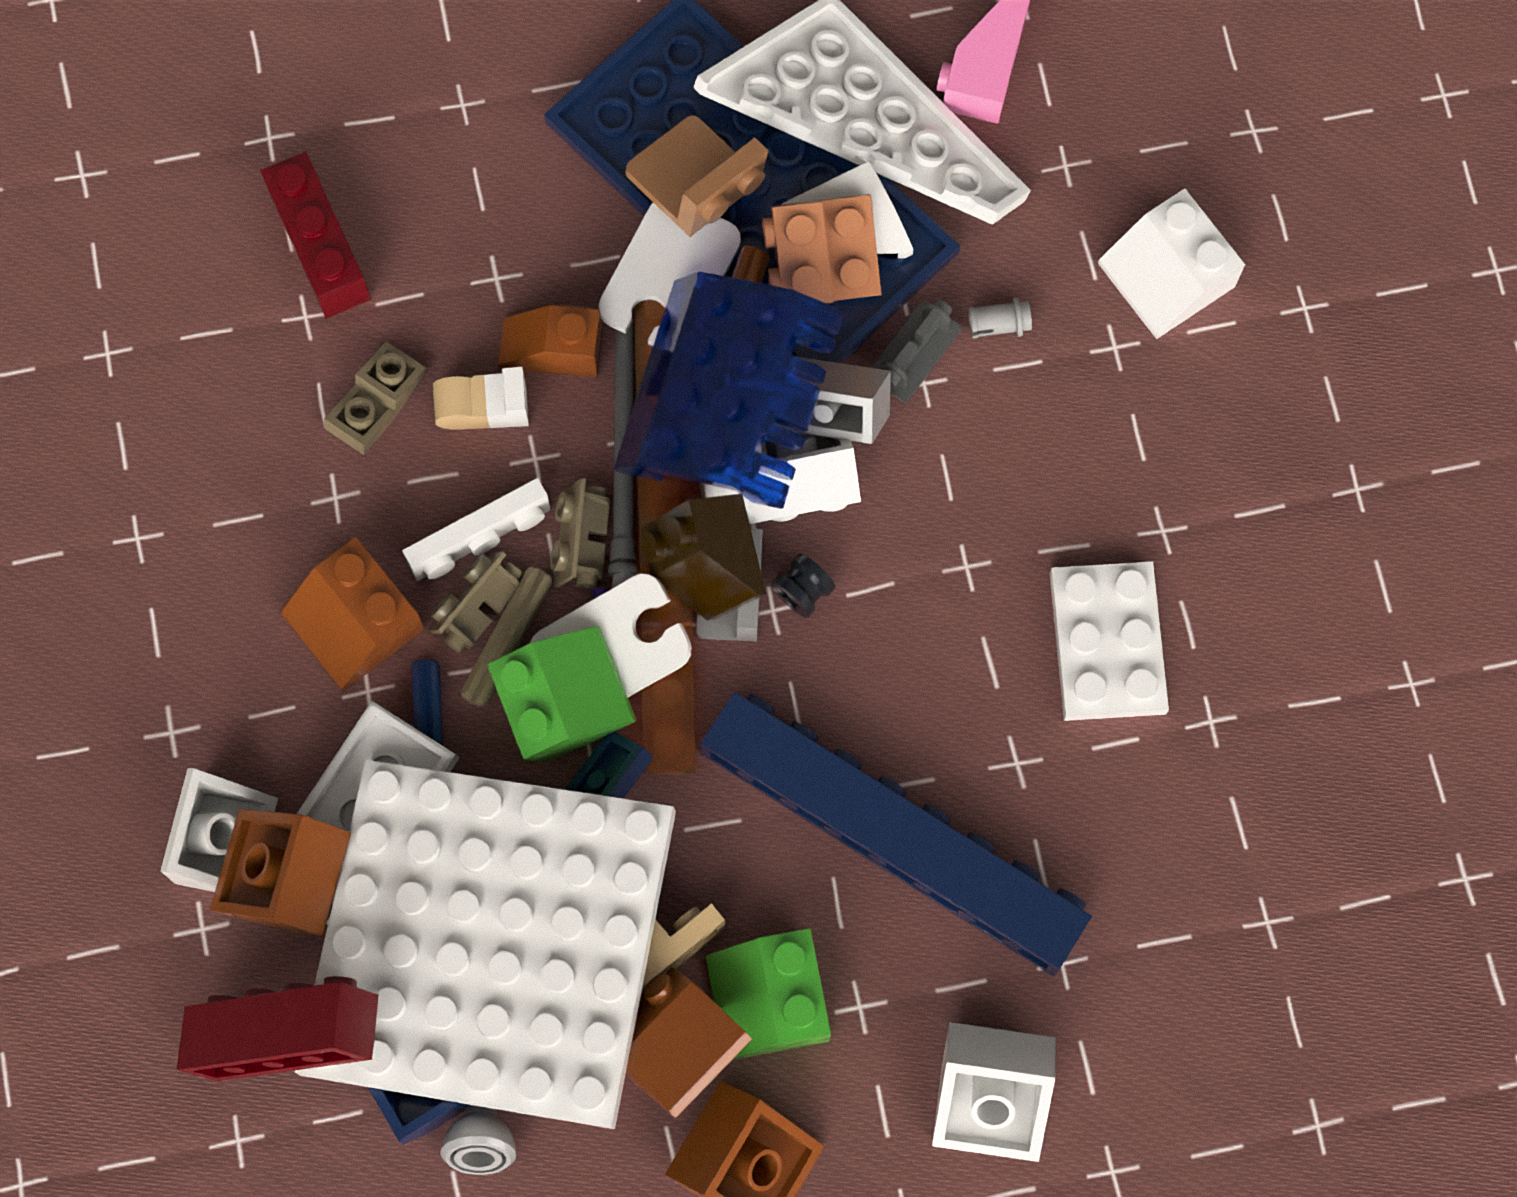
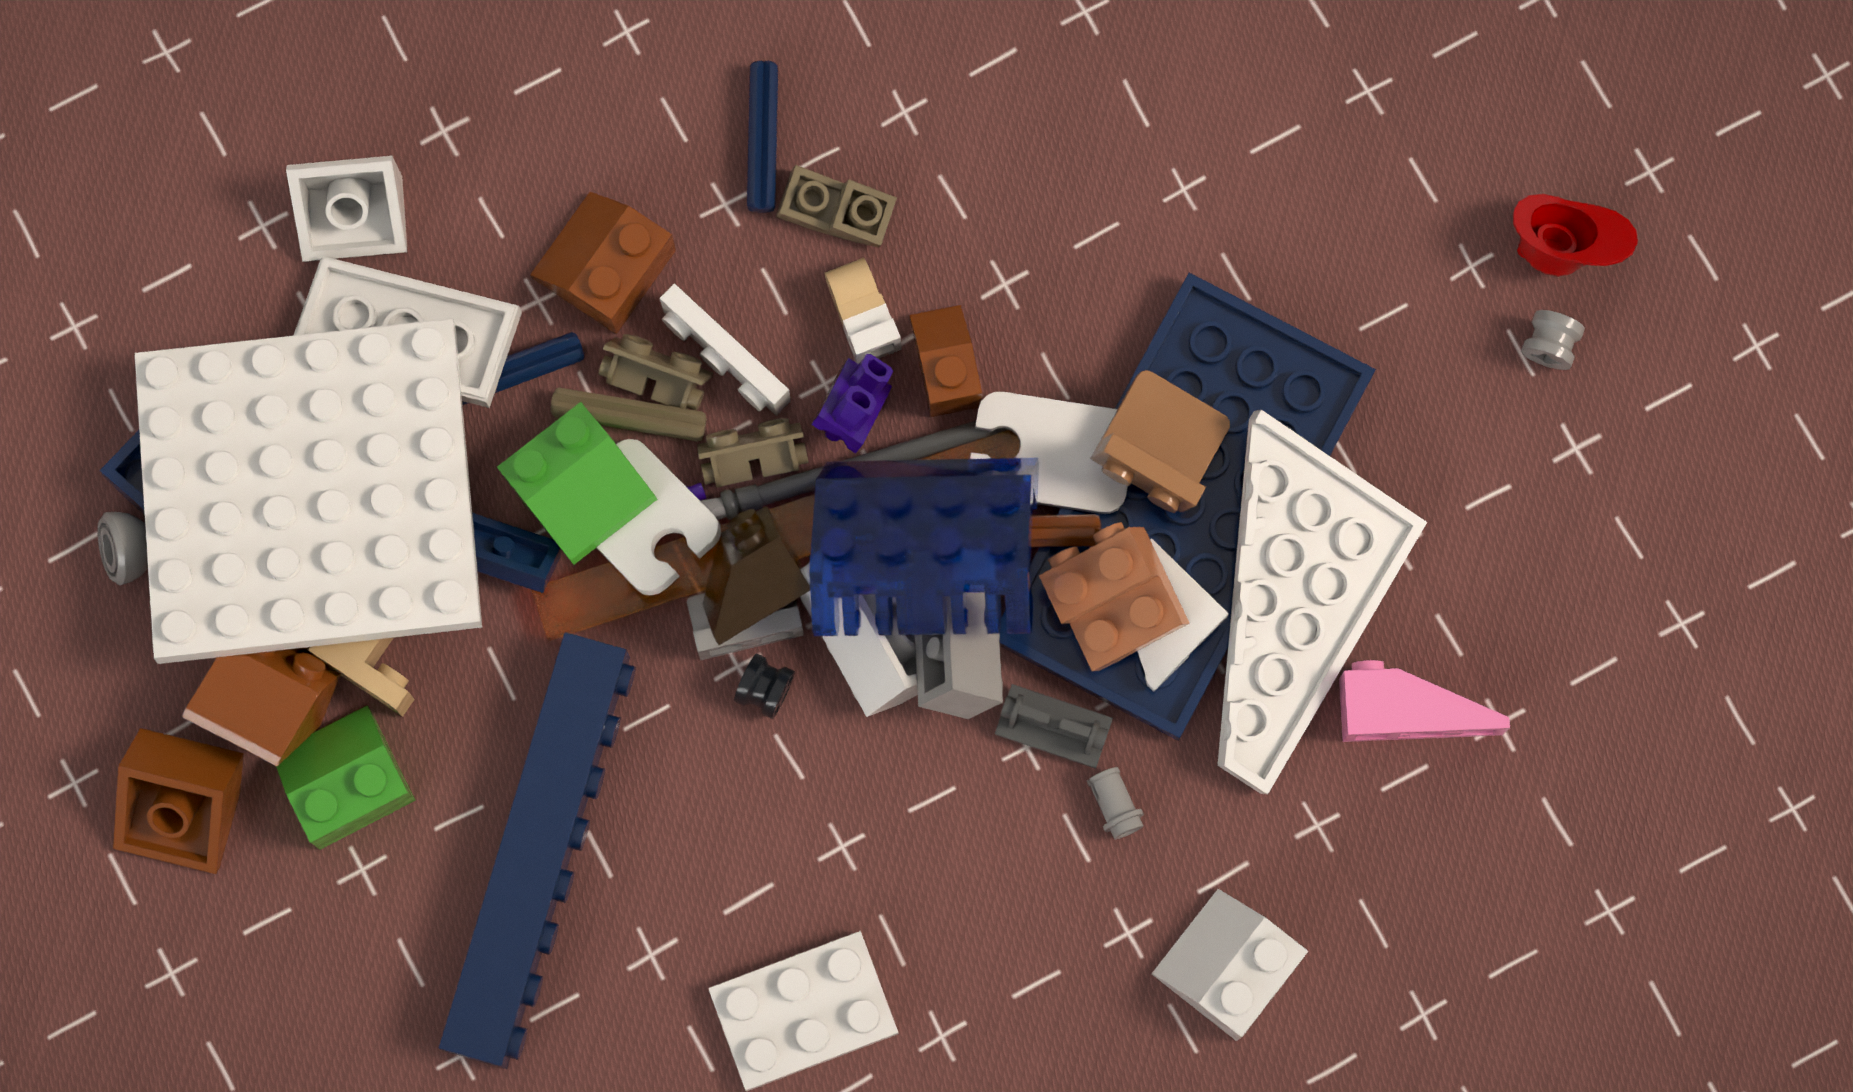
camera: 75 degrees right, 5 degrees up
(278, 1030) = (165, 324): dark red brick -> none
(281, 871) = (321, 276): dark orange slope -> none
(285, 442) = (762, 136): none -> dark blue axle
(315, 235) = (984, 91): dark red brick -> none
(566, 427) = (854, 401): none -> dark purple hips
(994, 1091) = (309, 1020): white slope -> none

